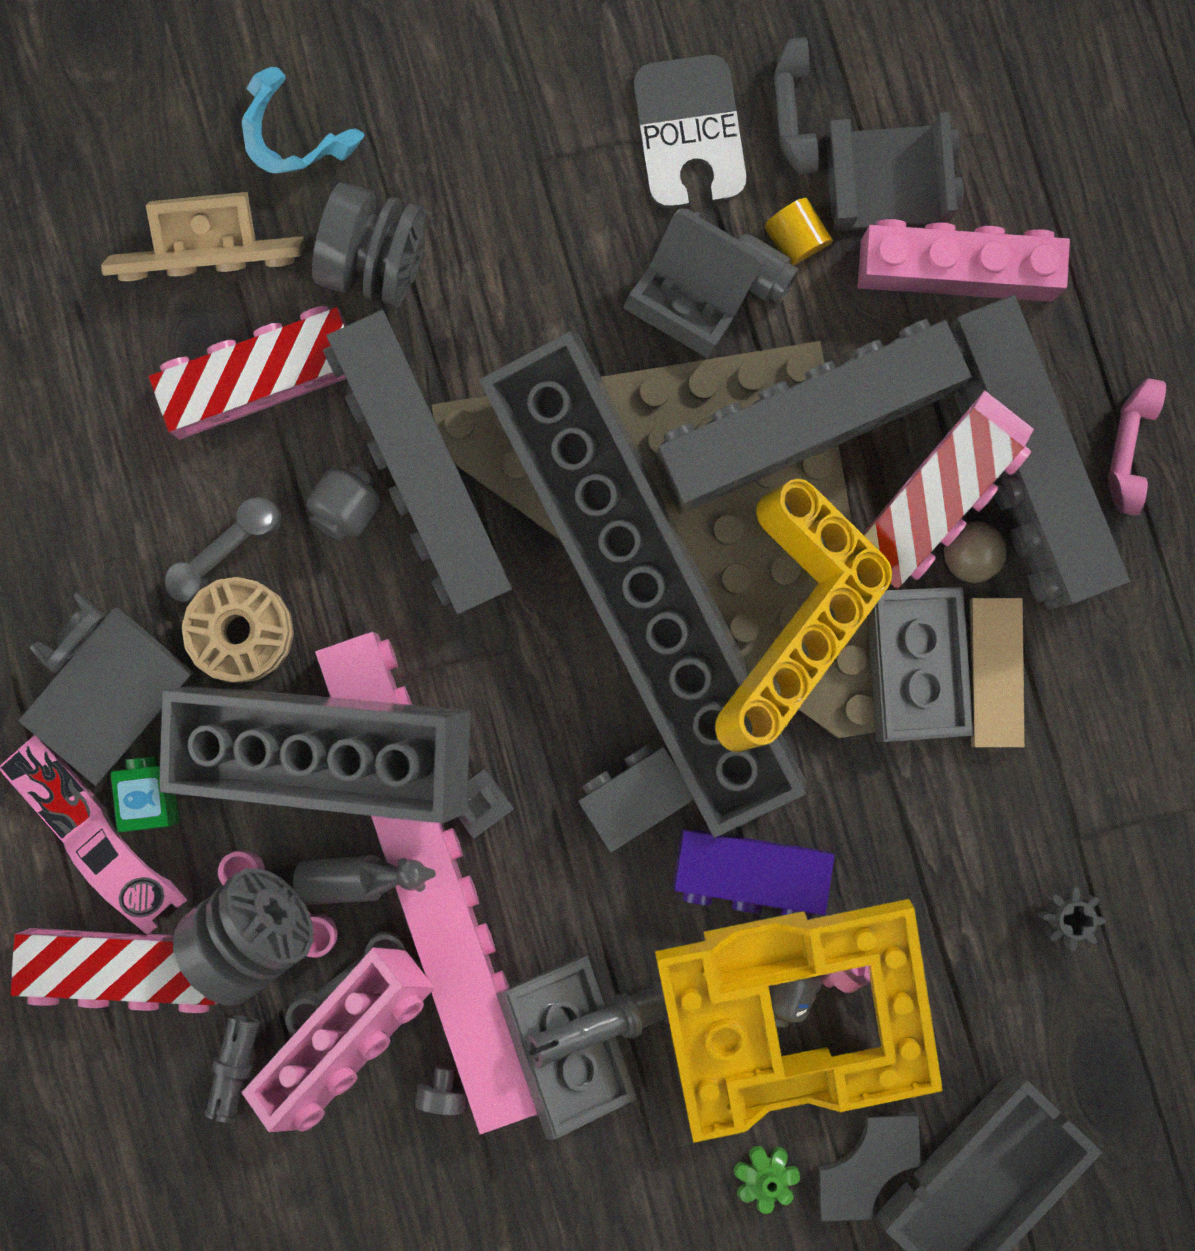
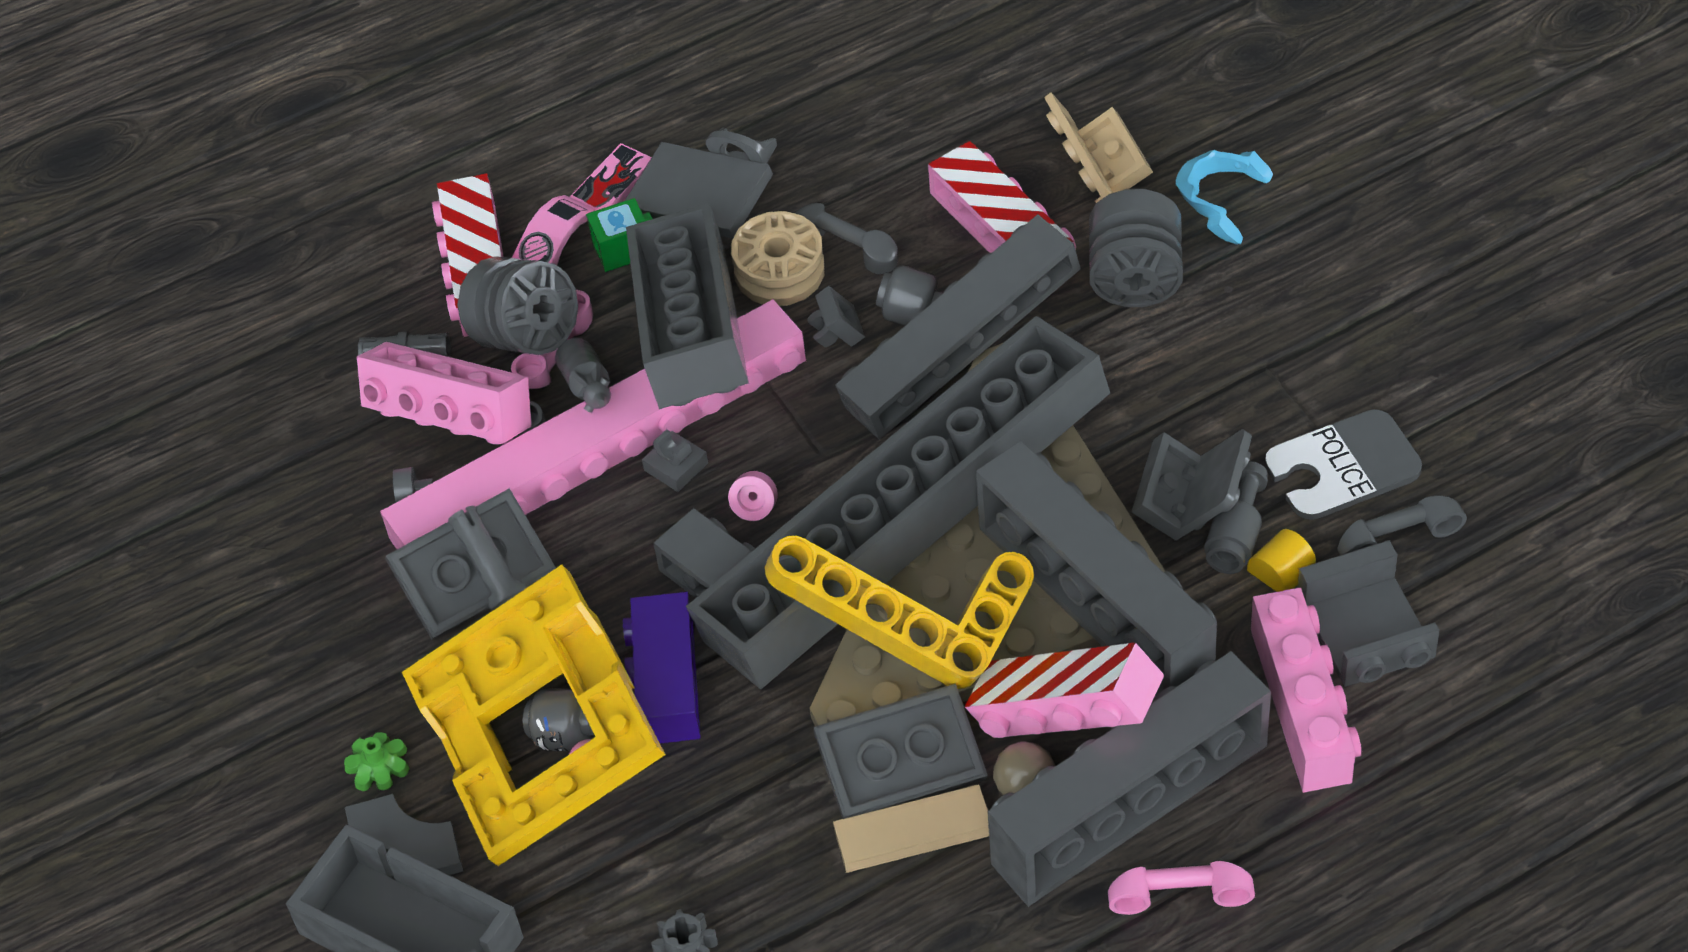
camera: 85 degrees right, 35 degrees down
(345, 585) = (836, 319): none -> dark grey tile
(561, 733) = (752, 496): none -> bright pink tile

